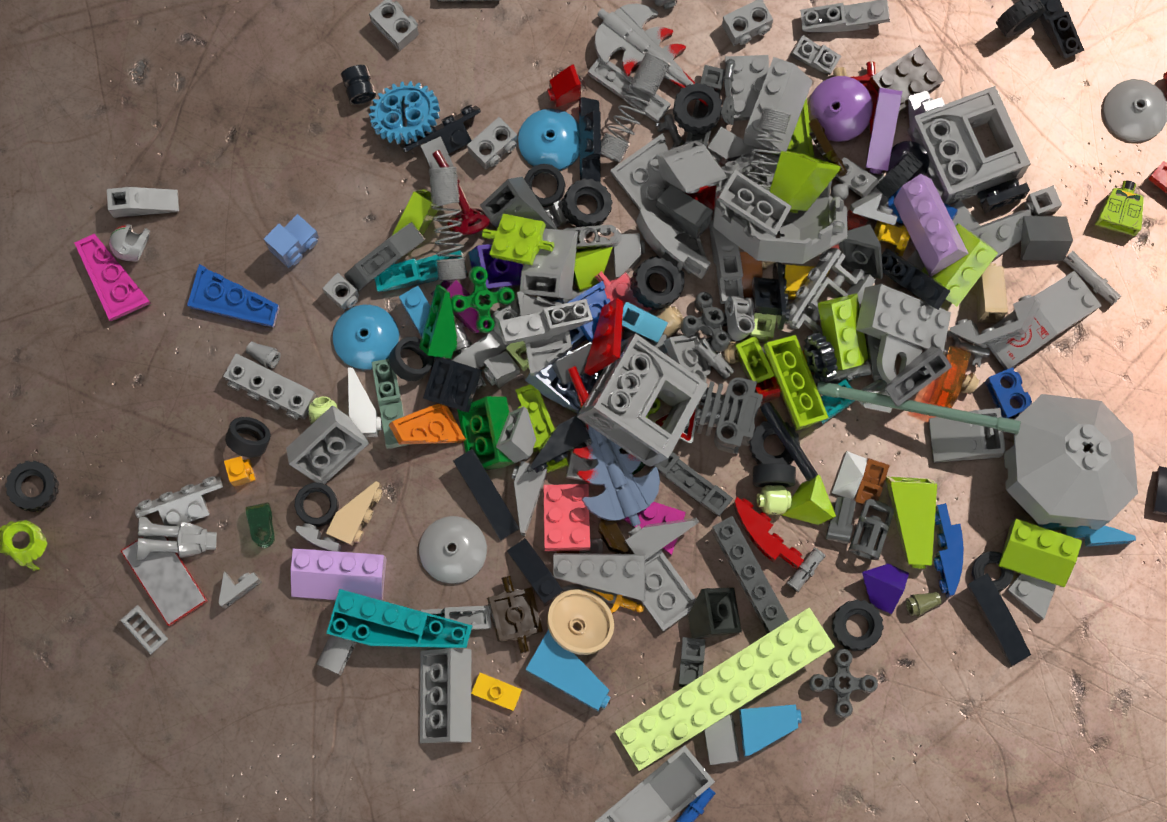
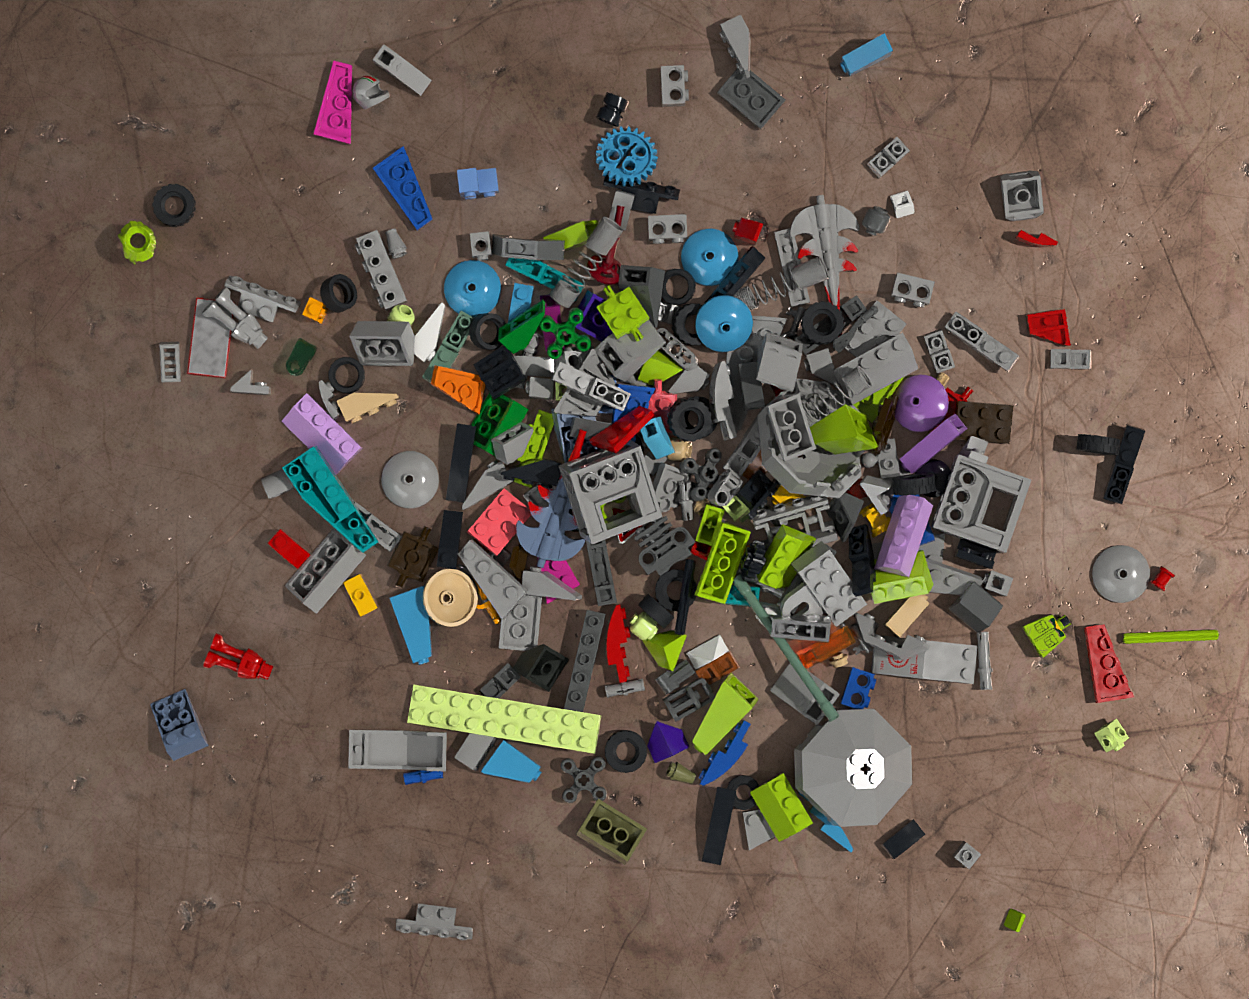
camera: 40 degrees right, 10 degrees up
(395, 704) = (289, 548): none -> red slope
(600, 181) = (719, 312): none -> dark azure dish
(910, 708) = (611, 831): none -> olive slope

